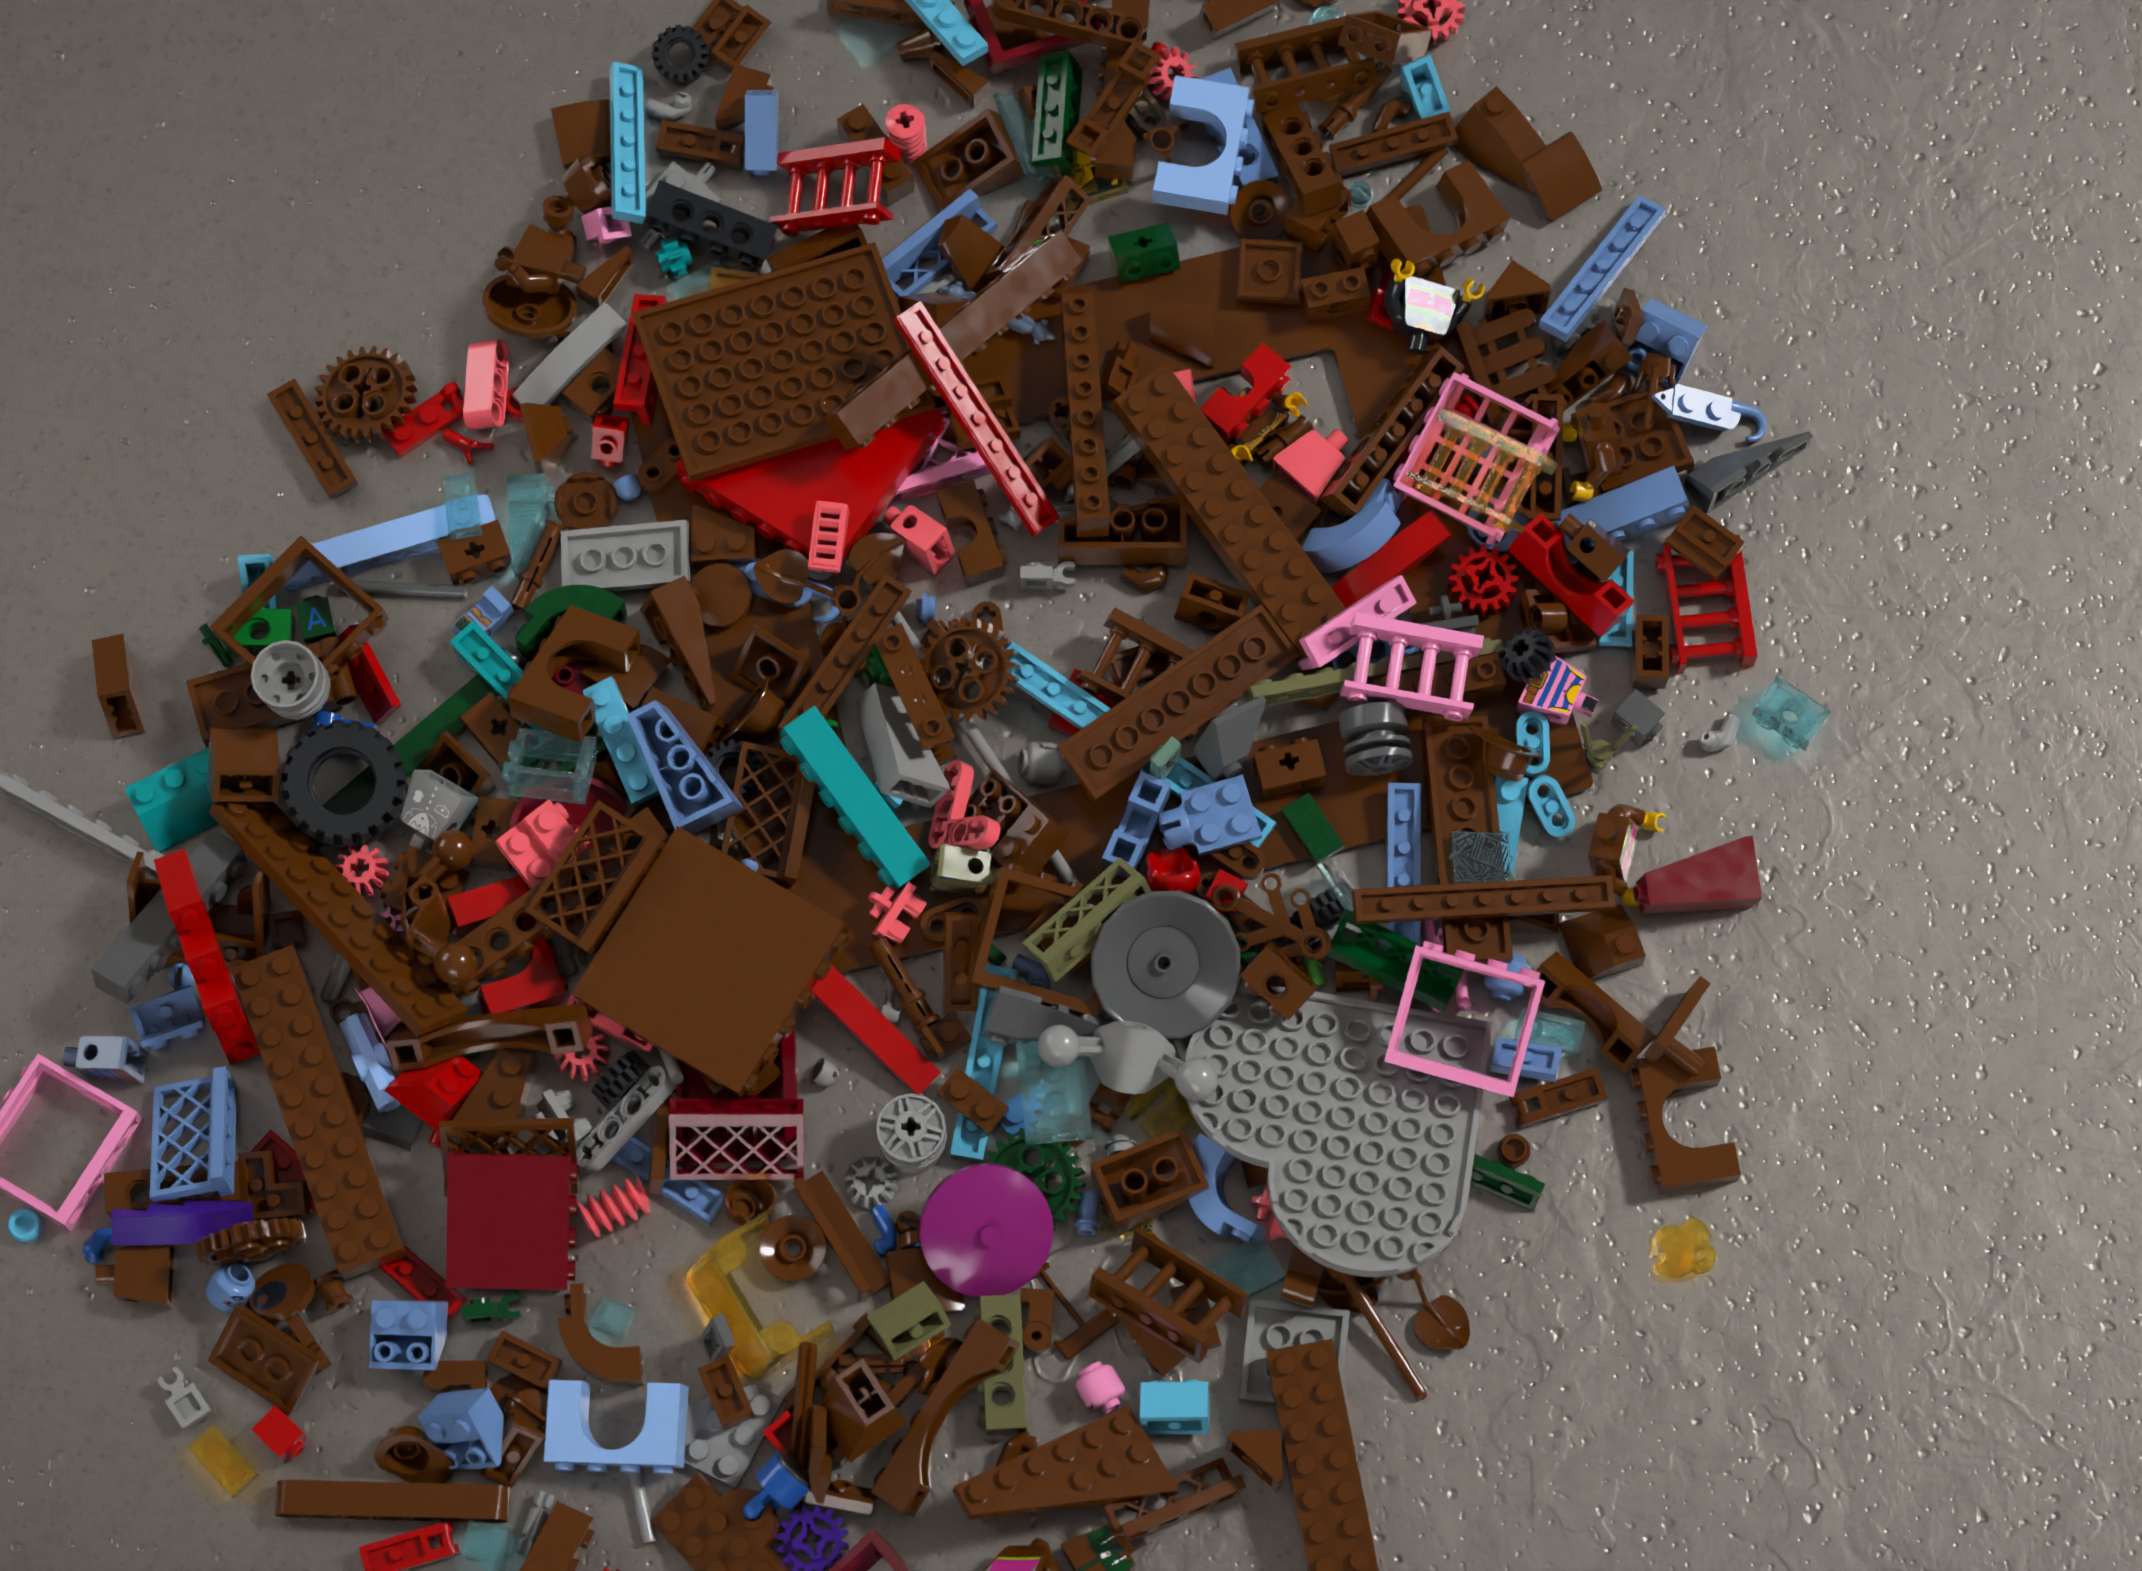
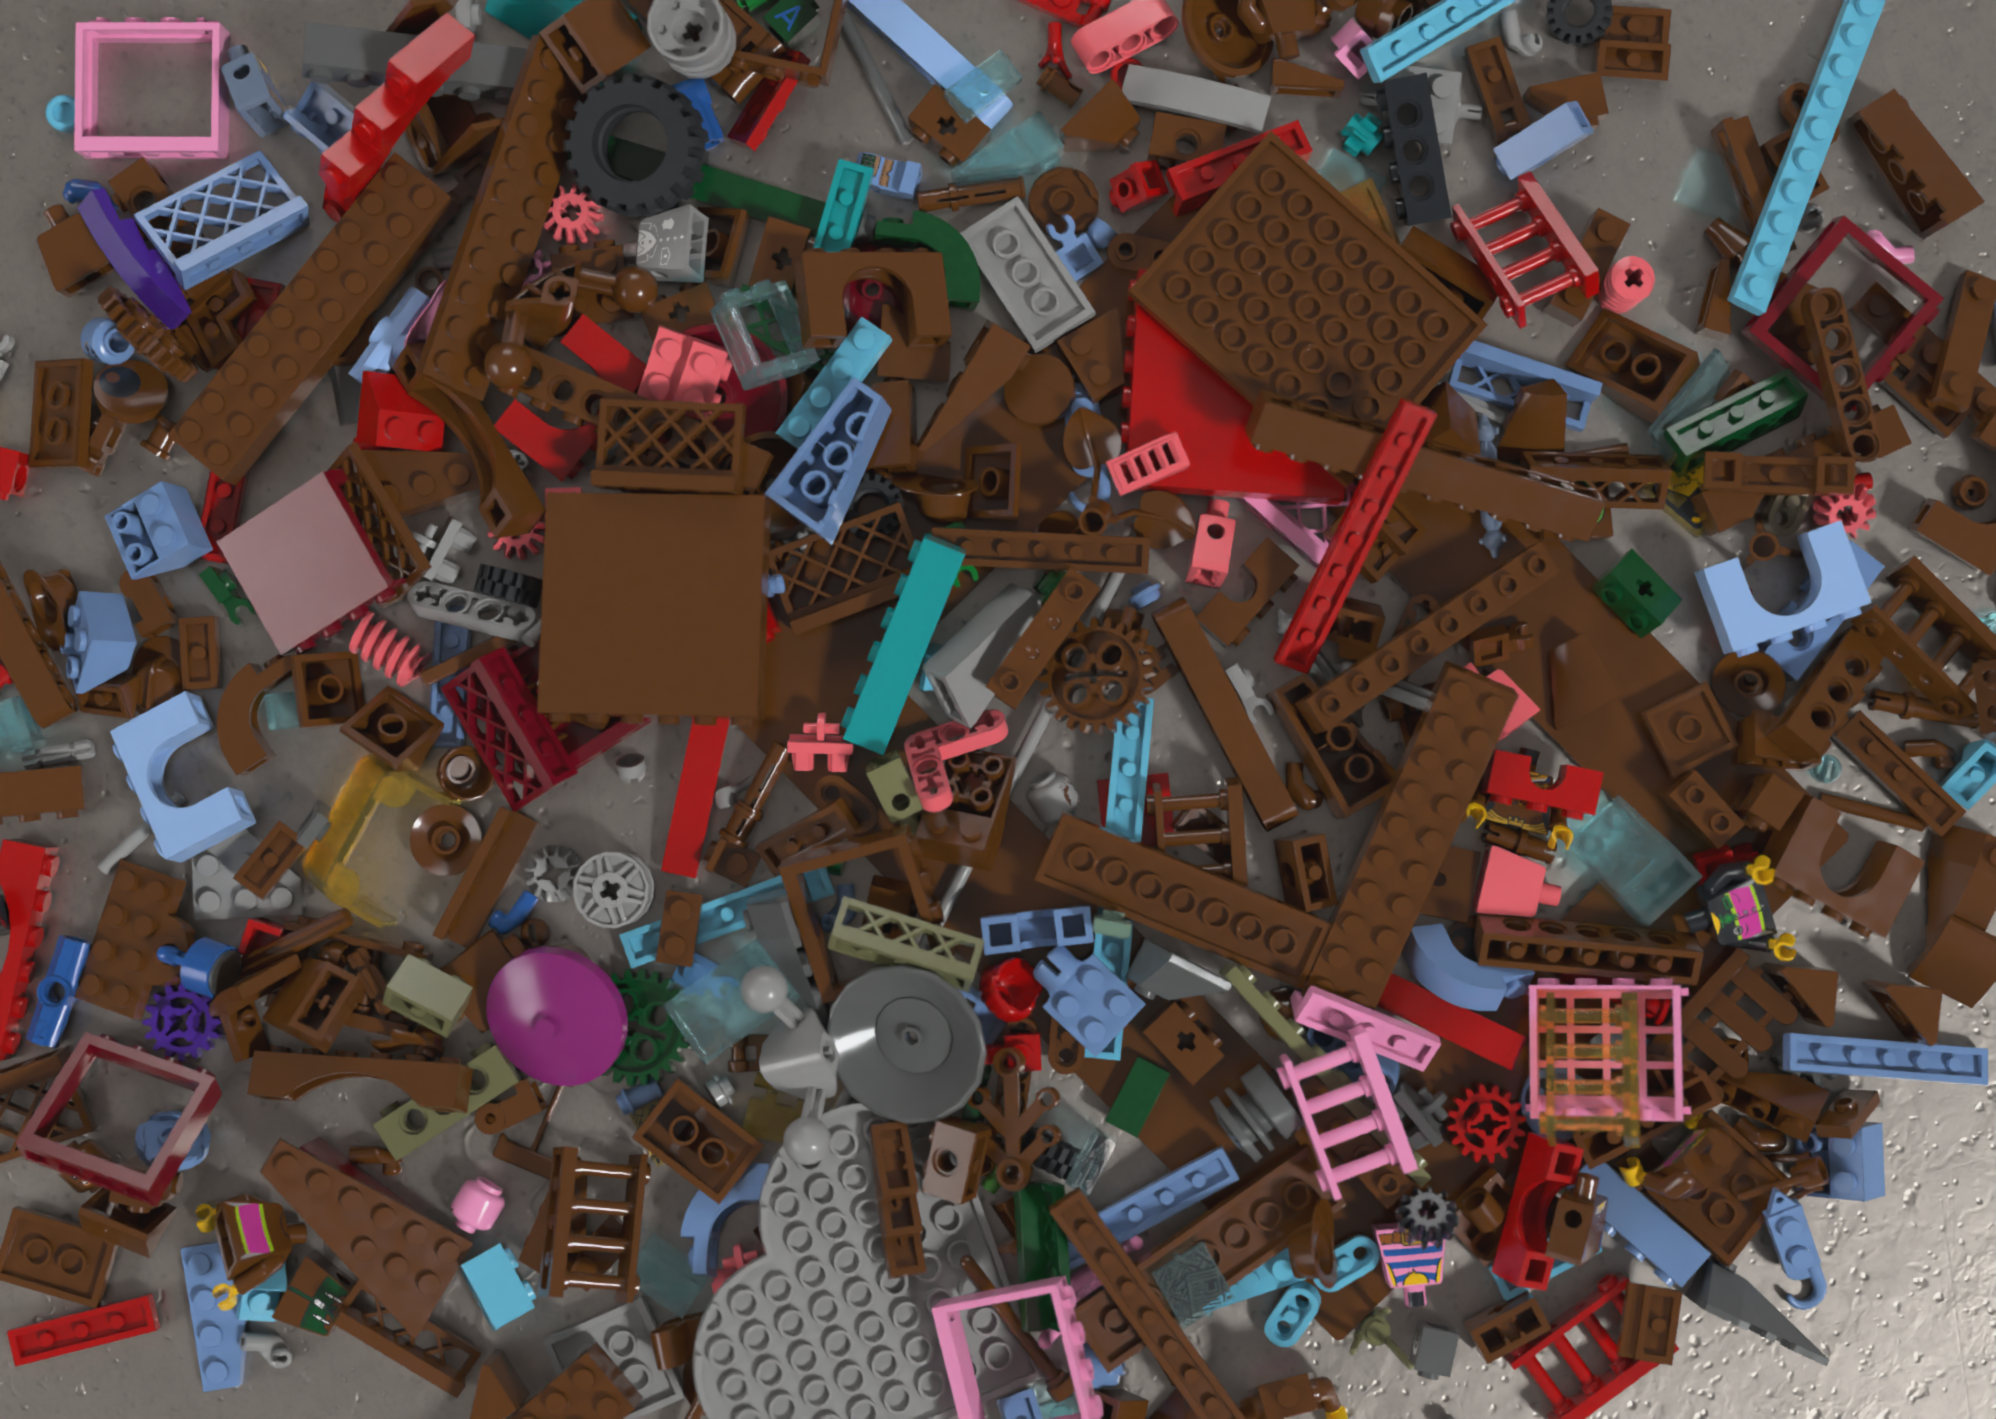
camera: 60 degrees right, 15 degrees up
(496, 456) = (1059, 87): none -> reddish brown pin
(616, 1273) = (326, 688): none -> reddish brown slope
(628, 510) = (1076, 251): none -> medium blue plate
(680, 1235) = (394, 730): none -> reddish brown slope
(1052, 598) = (1224, 714): none -> reddish brown beam
(1287, 1047) = (897, 1199): none -> reddish brown slope
(1345, 363) = (1633, 861): none -> clear light blue slope
(1503, 1012) = (1059, 1382): none -> reddish brown piece
(1572, 231) = (1909, 1007): none -> reddish brown slope

